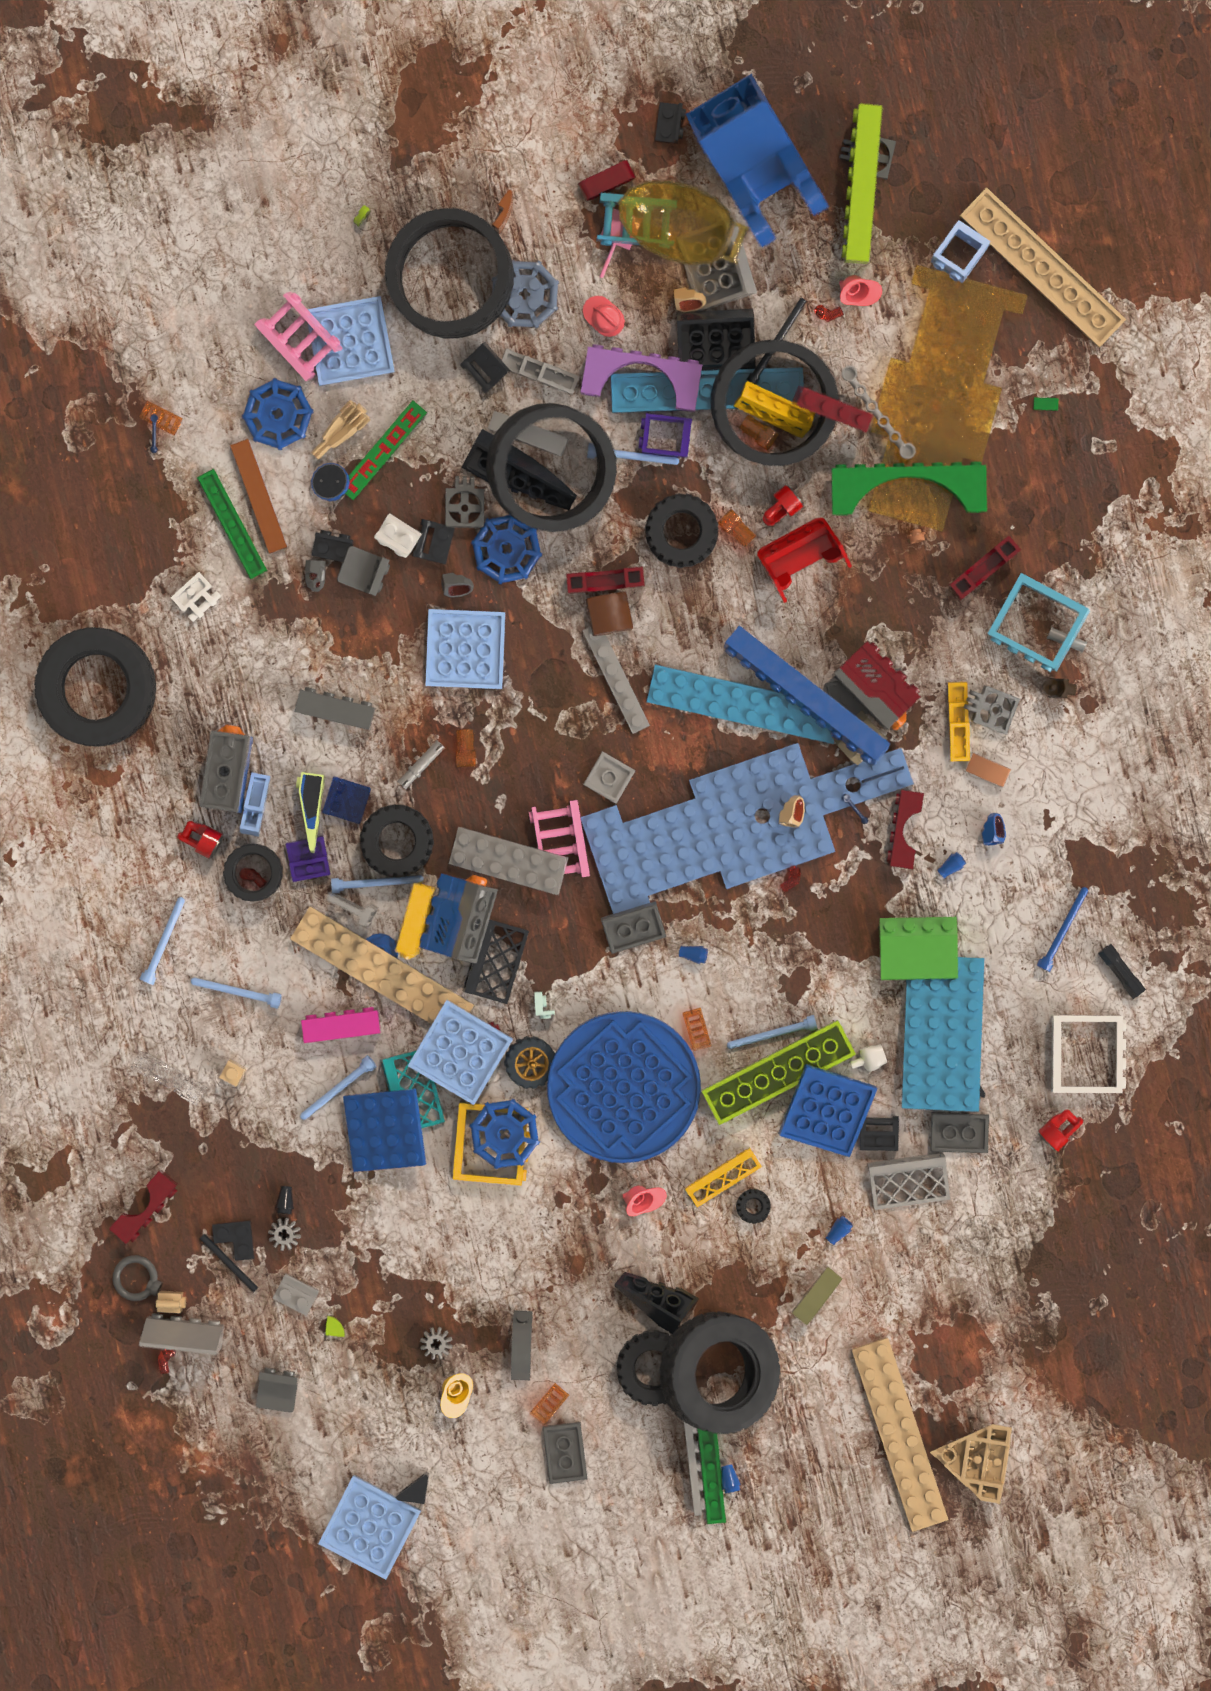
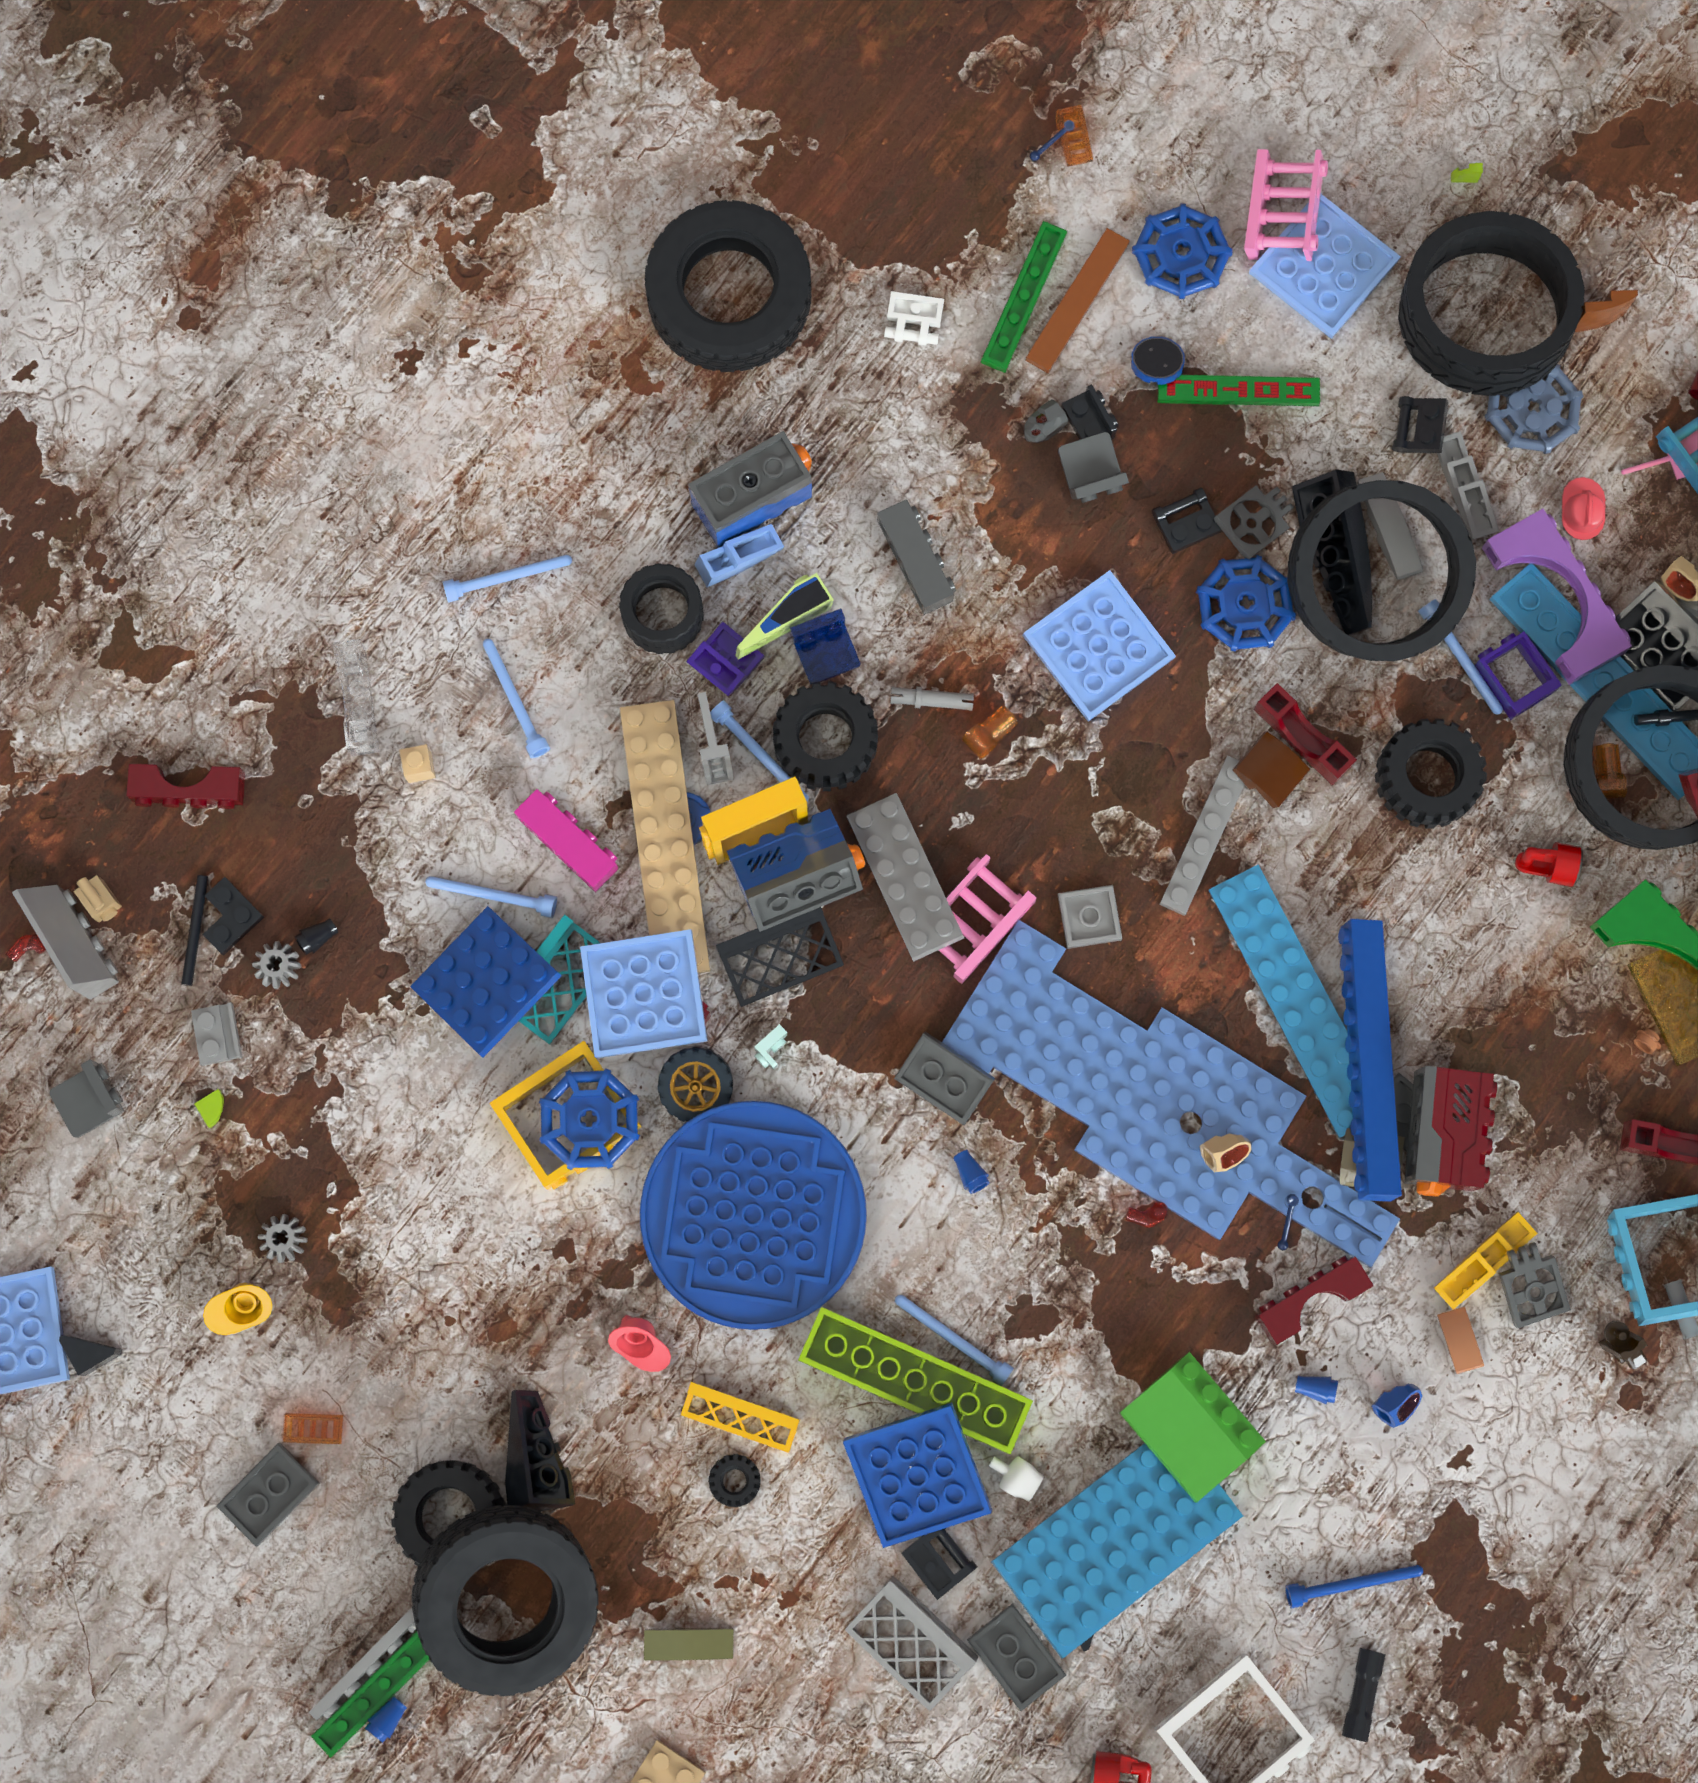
camera: 50 degrees right, 10 degrees down
(153, 1286) = (102, 865): dark grey piece -> none
(209, 842) = (658, 535): red piece -> none
(252, 875) = (656, 611): clear red arm -> none
(342, 427) = (1226, 326): tan piece -> none
(397, 536) = (1160, 476): white bracket -> none
(456, 585) = (1161, 579): dark grey rock -> none
(521, 1345) = (355, 1338): dark grey arch -> none
(701, 1045) = (873, 1266): clear orange slope -> none
(733, 525) = (1484, 827): clear orange piece -> none
(776, 408) = (1654, 767): yellow fence -> none
(799, 550) = (1520, 924): red windscreen -> none
(839, 1230) = (788, 1607): blue cone -> none

